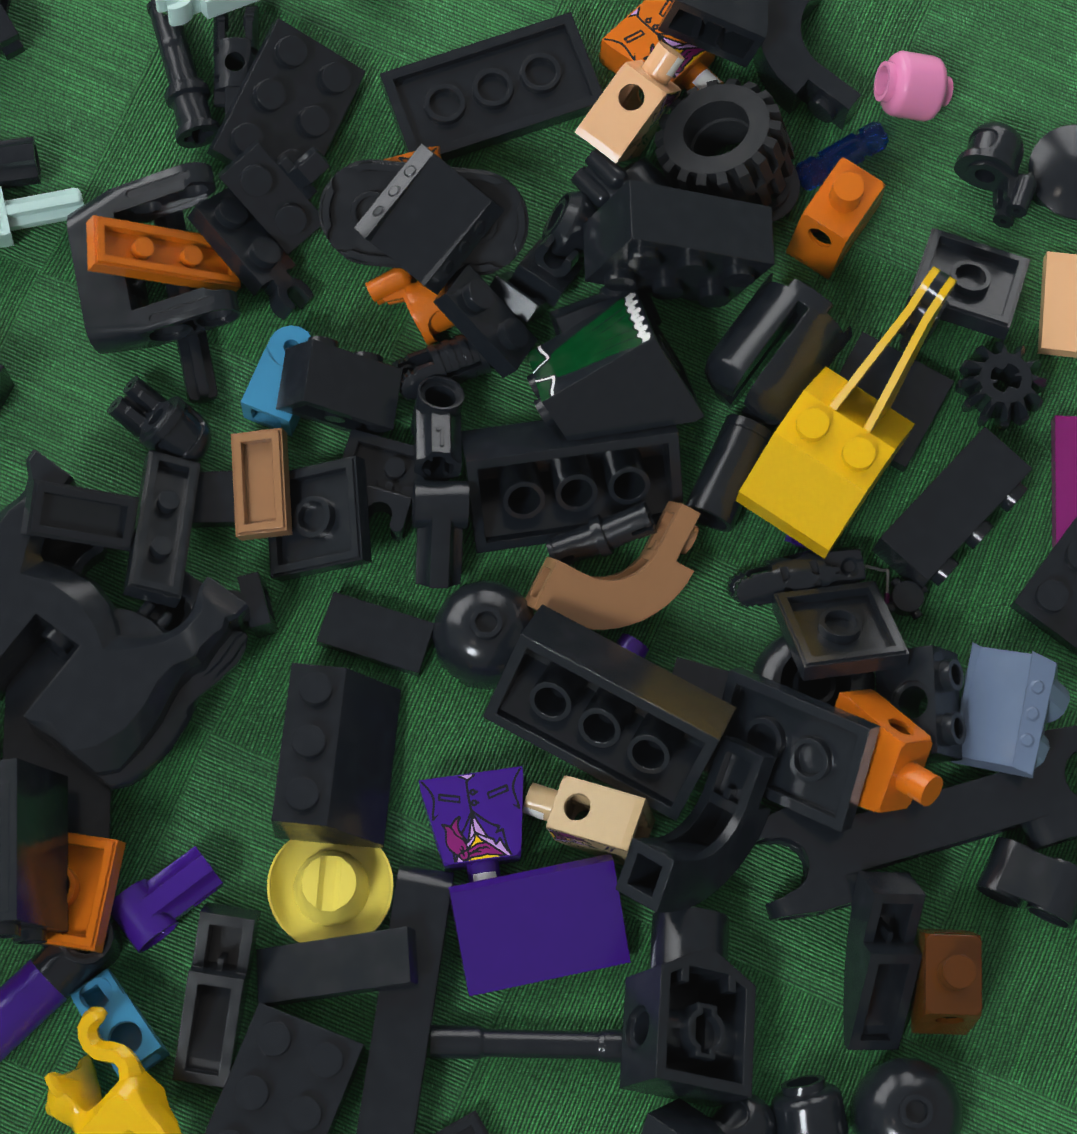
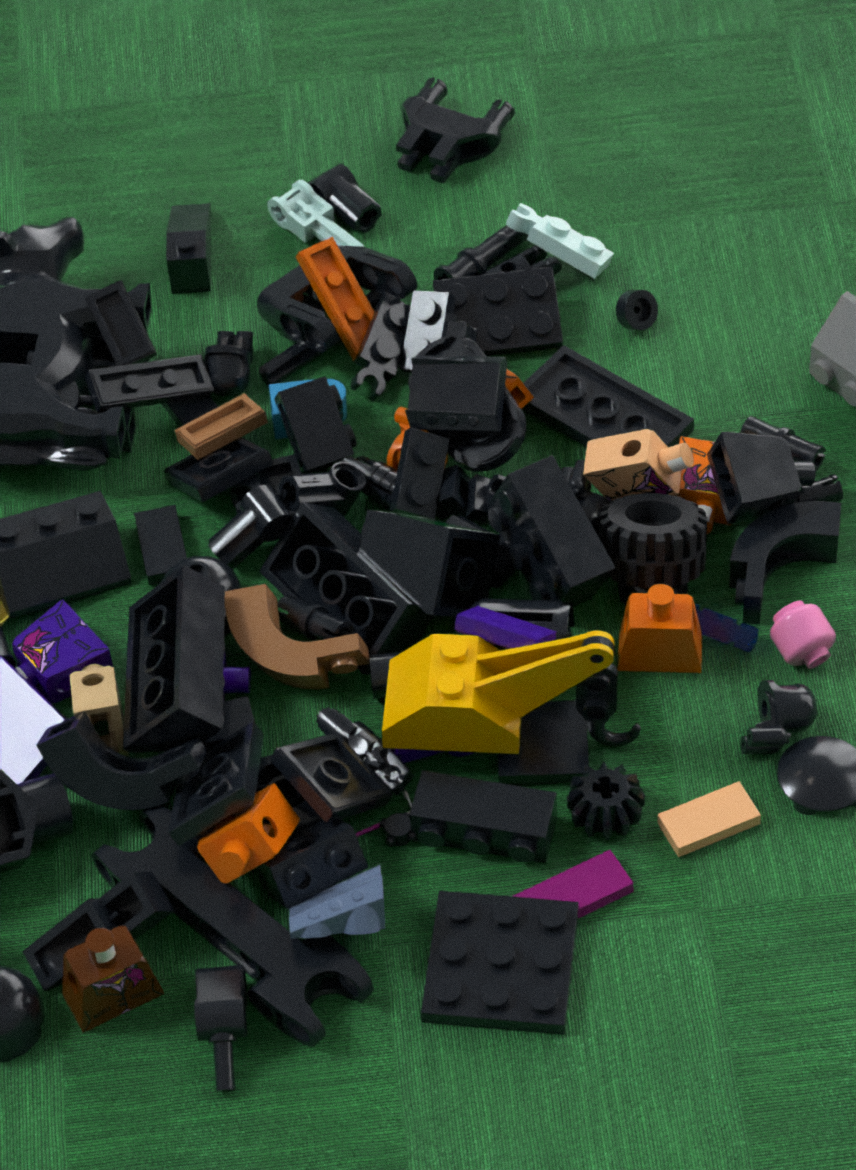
camera: 70 degrees right, 25 degrees down
(256, 596) = (136, 468): black tile -> none
(804, 359) = (501, 628): none -> dark purple tile
(985, 286) = (670, 739): black tile -> none

